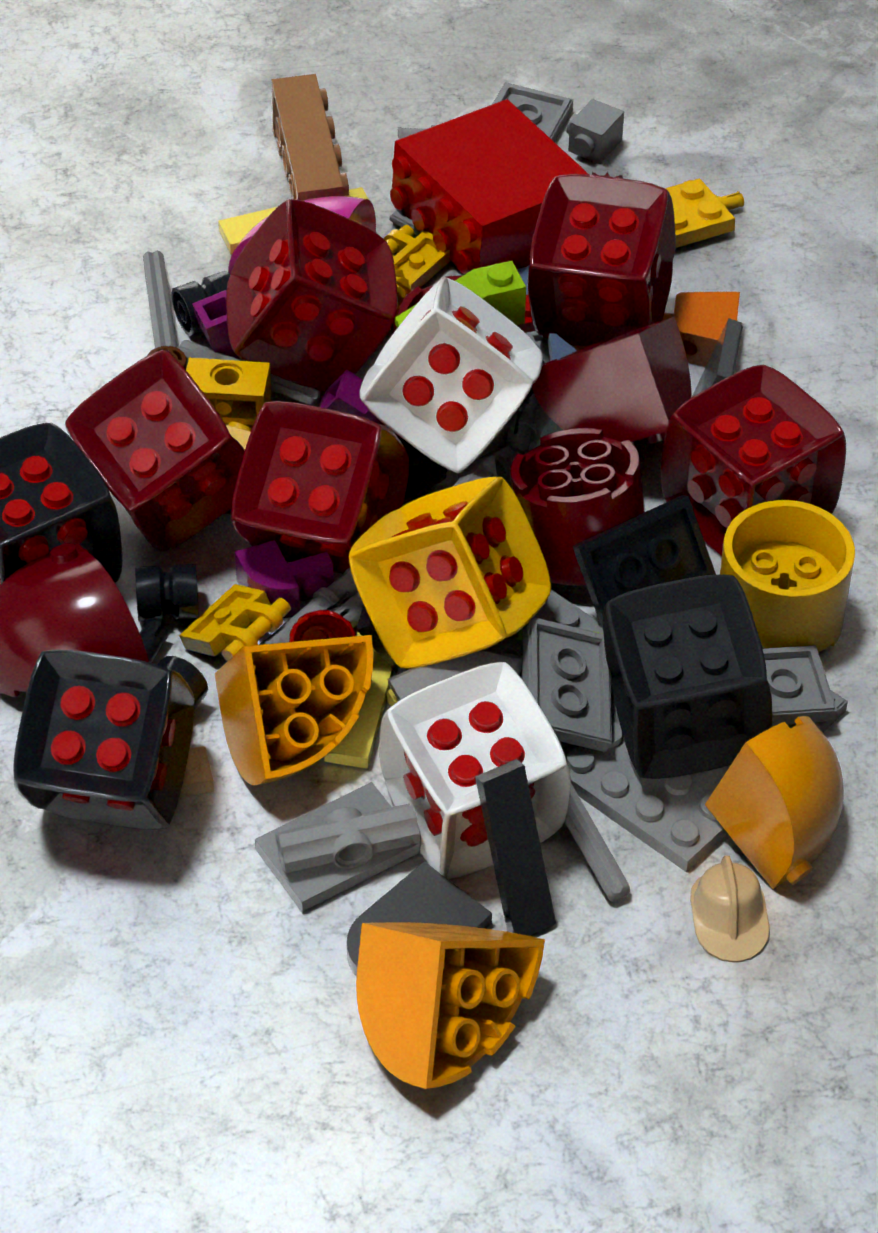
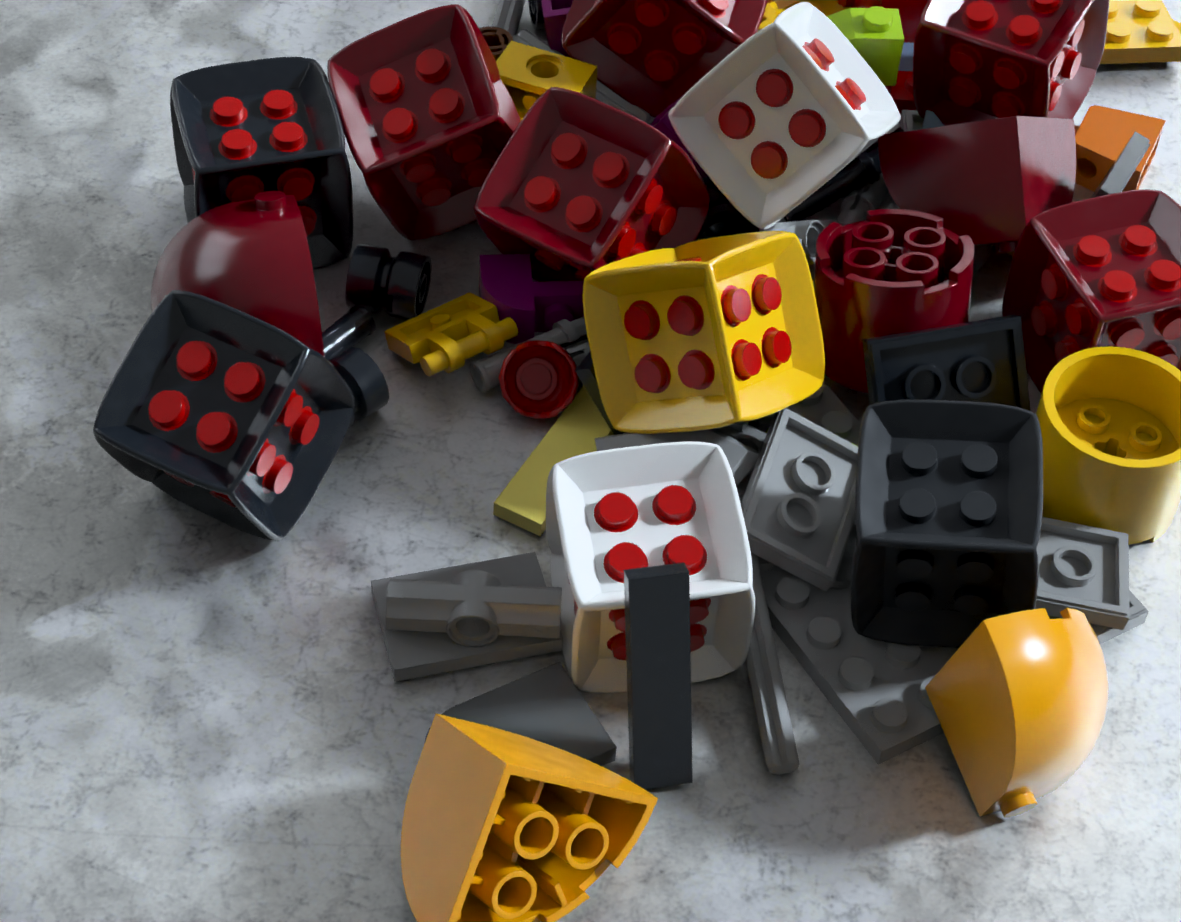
camera: 15 degrees right, 0 degrees up
(198, 774) = (338, 488): tan plate -> none
(291, 702) = (473, 433): light orange brick -> none
(730, 912) = (914, 830): tan piece -> none

